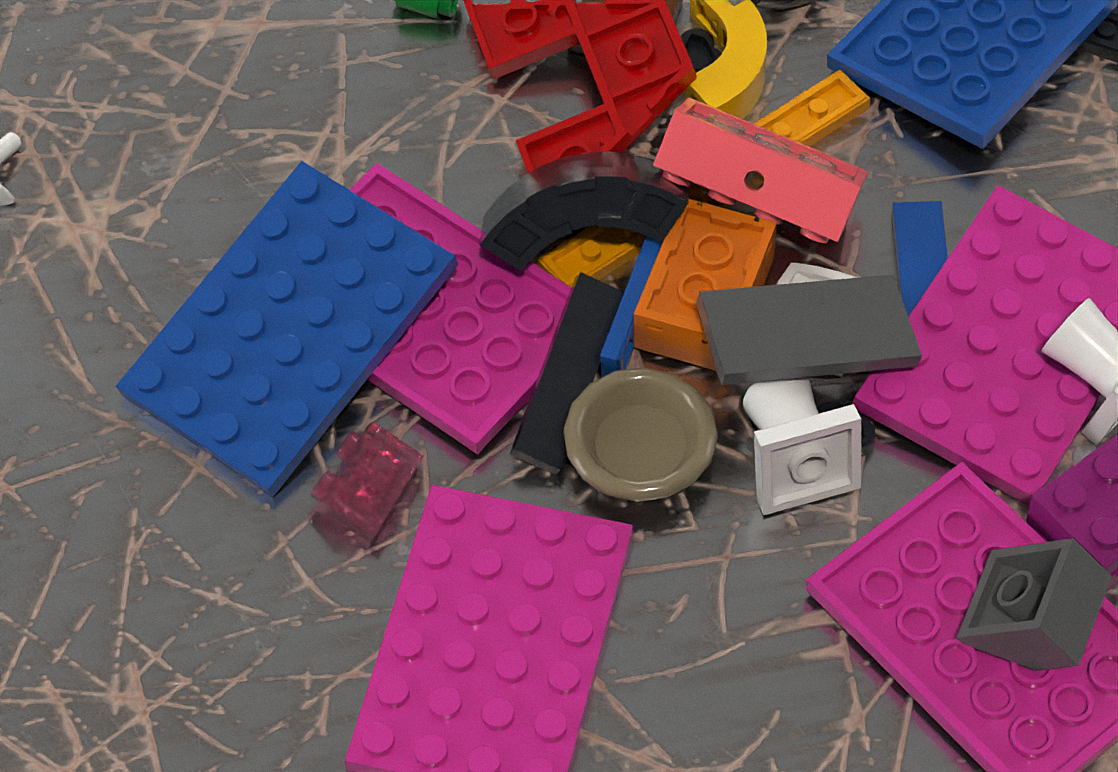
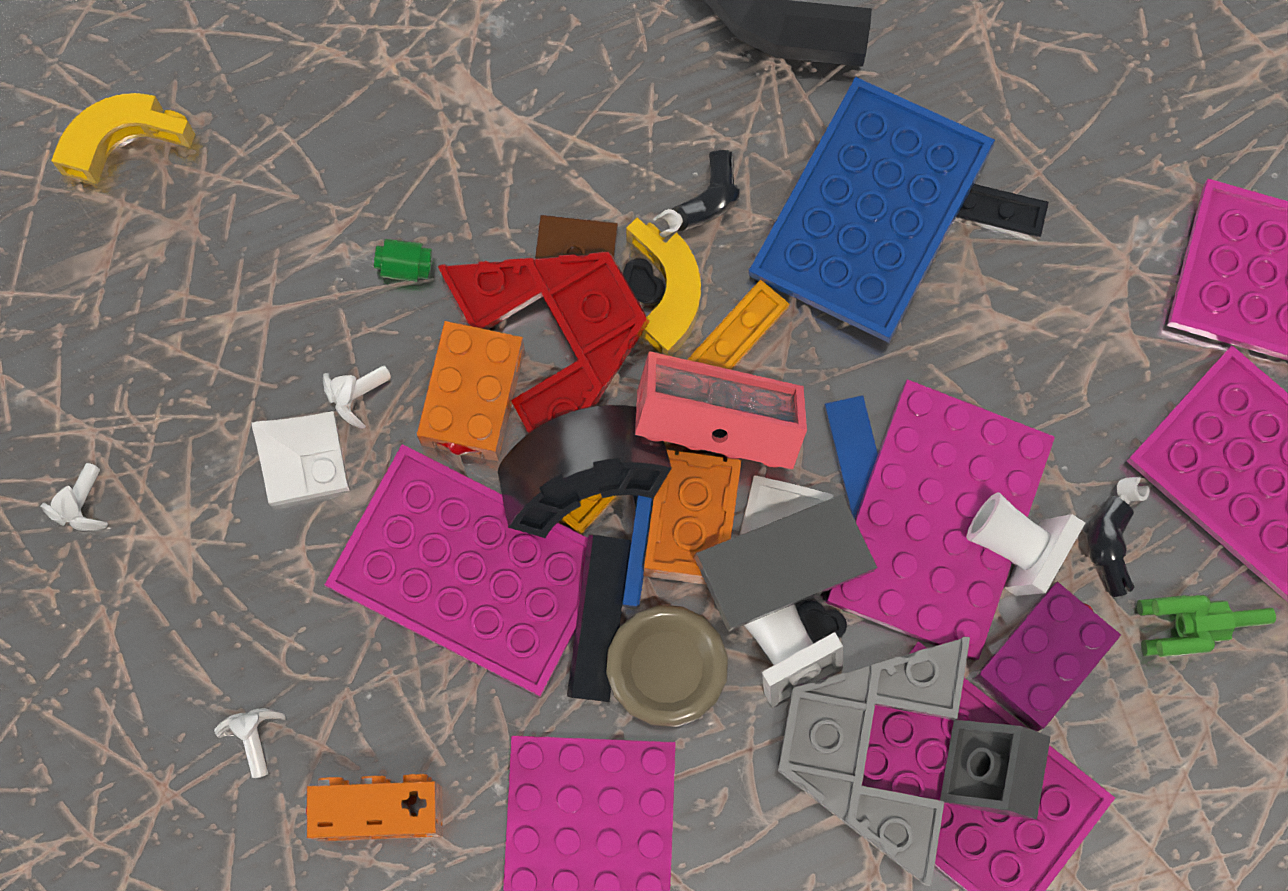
camera: 15 degrees left, 20 degrees up
(115, 415) = (245, 727): none -> white plant
(243, 523) = (373, 809): none -> orange piece
(249, 160) = (300, 457): none -> white plate
(287, 327) = (365, 617): blue plate -> none
(320, 105) = (346, 388): none -> white plant
(366, 481) = (458, 743): clear pink bracket -> none
(470, 123) = (471, 391): none -> orange piece
(828, 539) = (830, 740): none -> light grey wing

